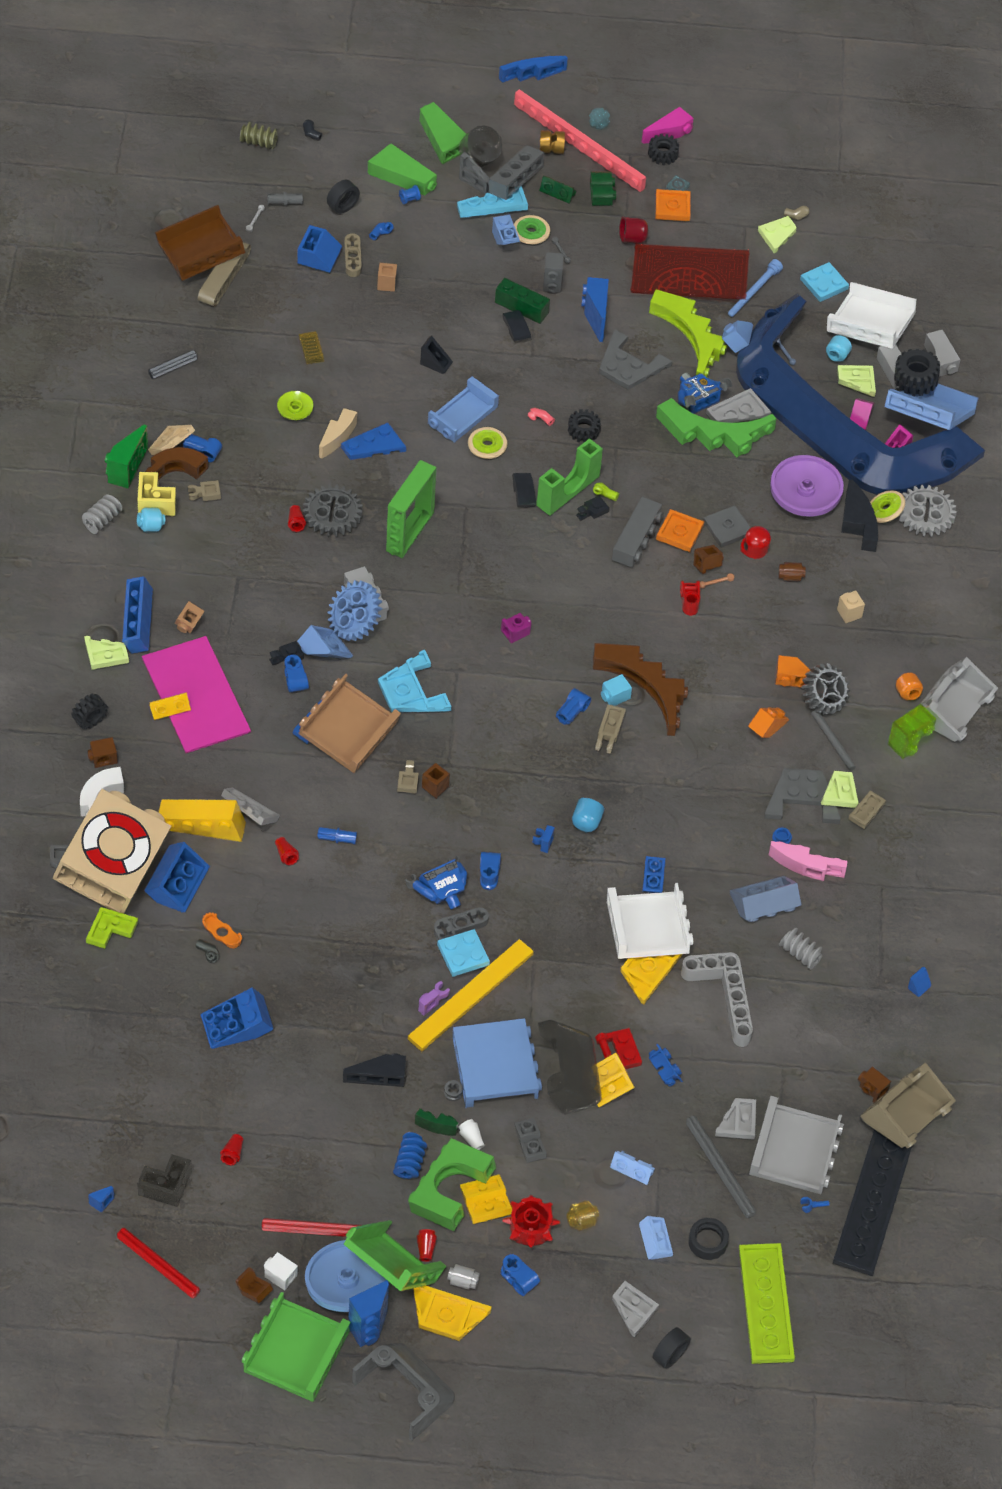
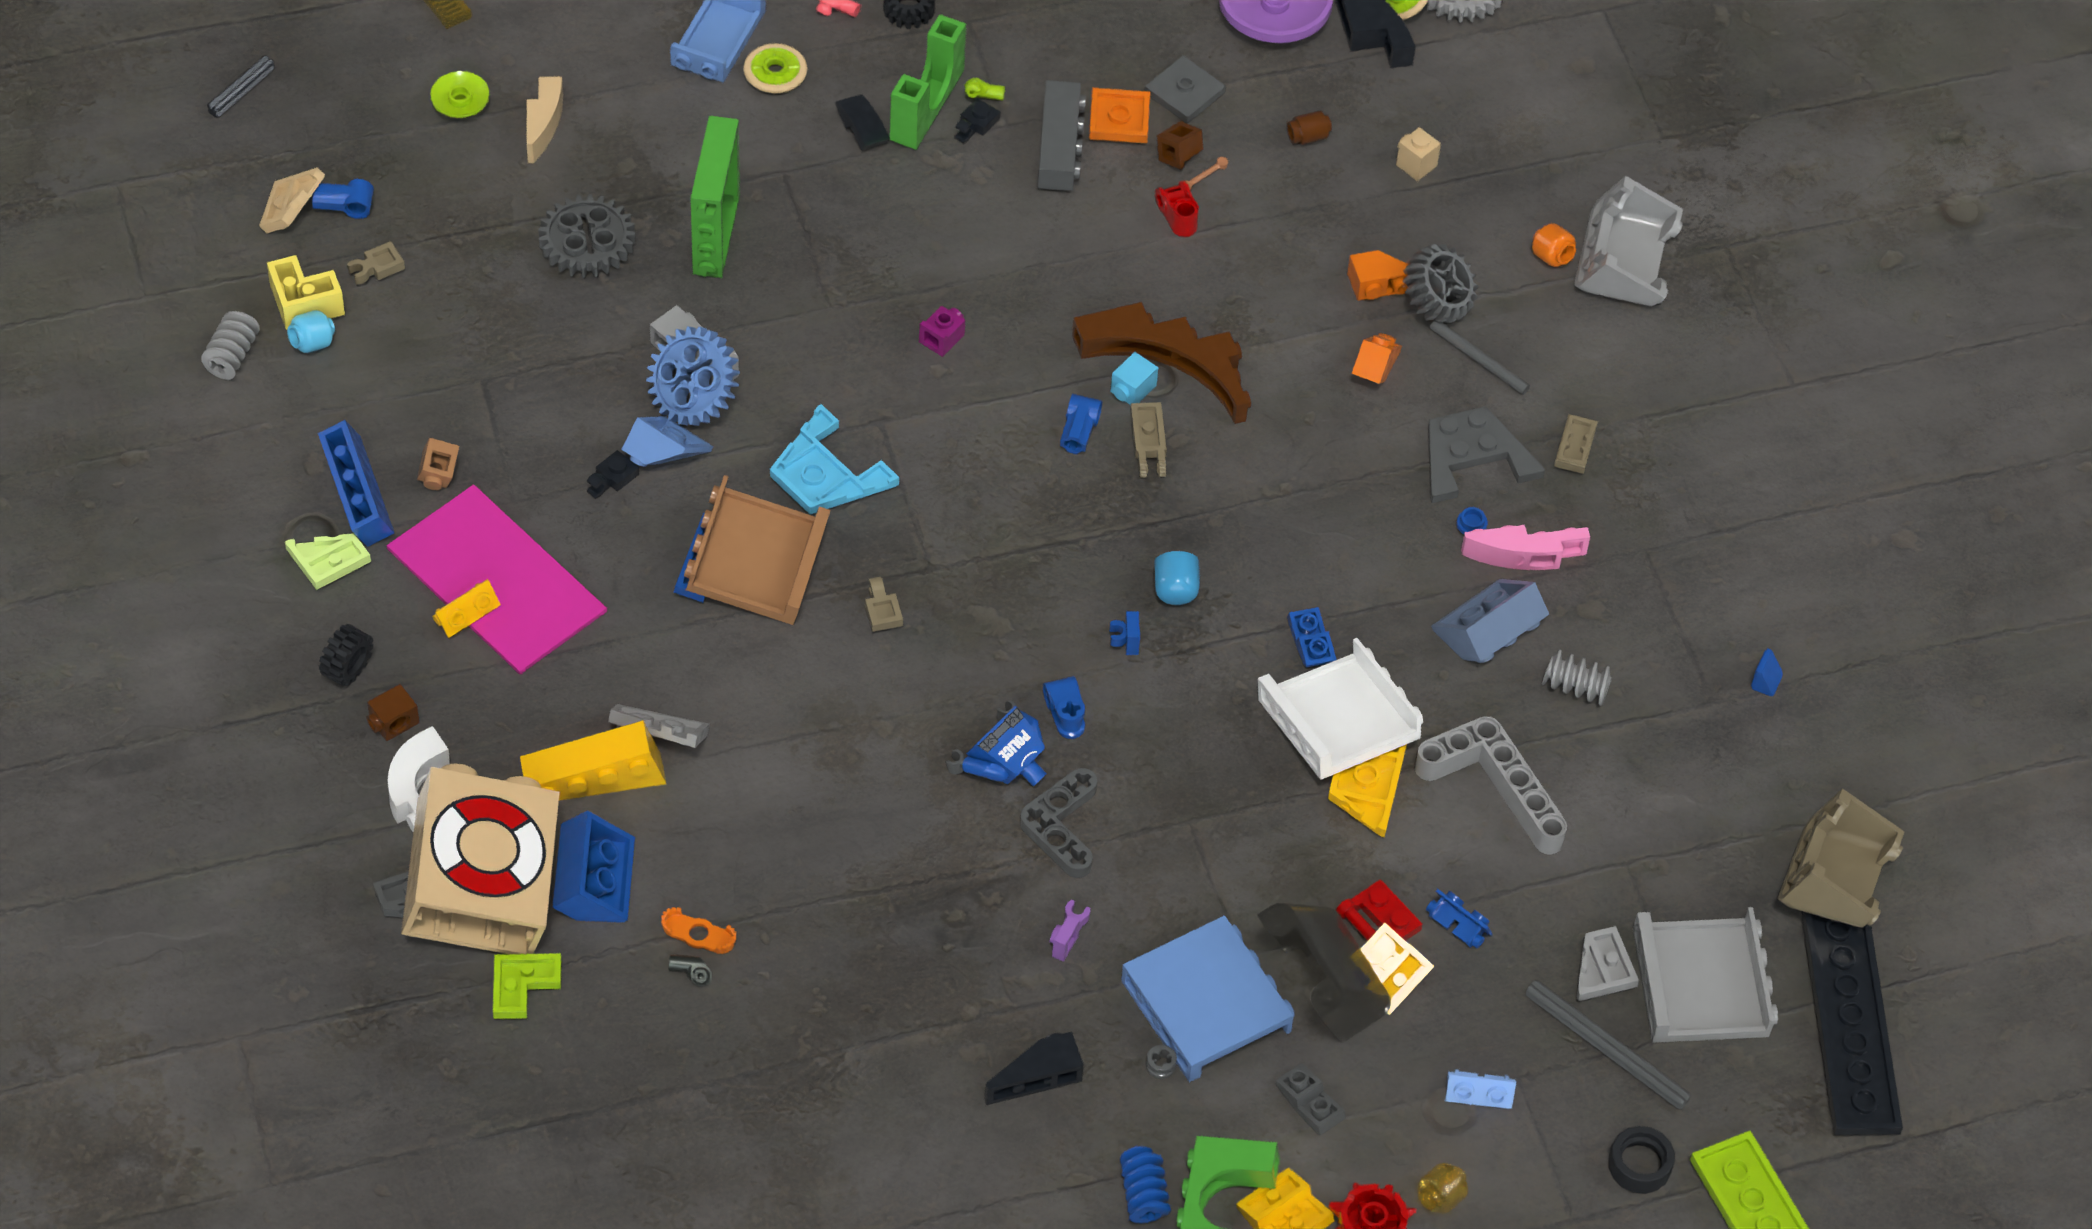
camera: 20 degrees left, 0 degrees up
(126, 457) = (234, 249): green slope -> none
(179, 459) = (318, 227): reddish brown arch -> none
(237, 1019) = (784, 1062): blue slope -> none
(286, 851) = (747, 777): red cone -> none
(295, 674) = (640, 501): blue piece -> none
(296, 520) = (536, 265): red cone -> none
(337, 835) = (812, 727): blue axle -> none
(378, 440) = (603, 114): blue wing -> none
(435, 780) = (927, 596): reddish brown brick -> none
(442, 1125) = (1174, 1120): dark green slope -> none
(463, 952) = (1085, 845): medium azure plate -> none
(470, 995) = (1121, 908): yellow tile -> none
(470, 1132) = (1220, 1119): white cone -> none
(655, 1237) = (1561, 1185): light blue slope -> none
(758, 542) = (1243, 96): red helmet -> none
(806, 1200) = (1765, 1056): blue hand -> none
(841, 790) = (1527, 427): yellowish green wing -> none
(874, 1083) = (1772, 845): reddish brown brick -> none
(910, 729) = (1591, 308): clear neon green brick -> none

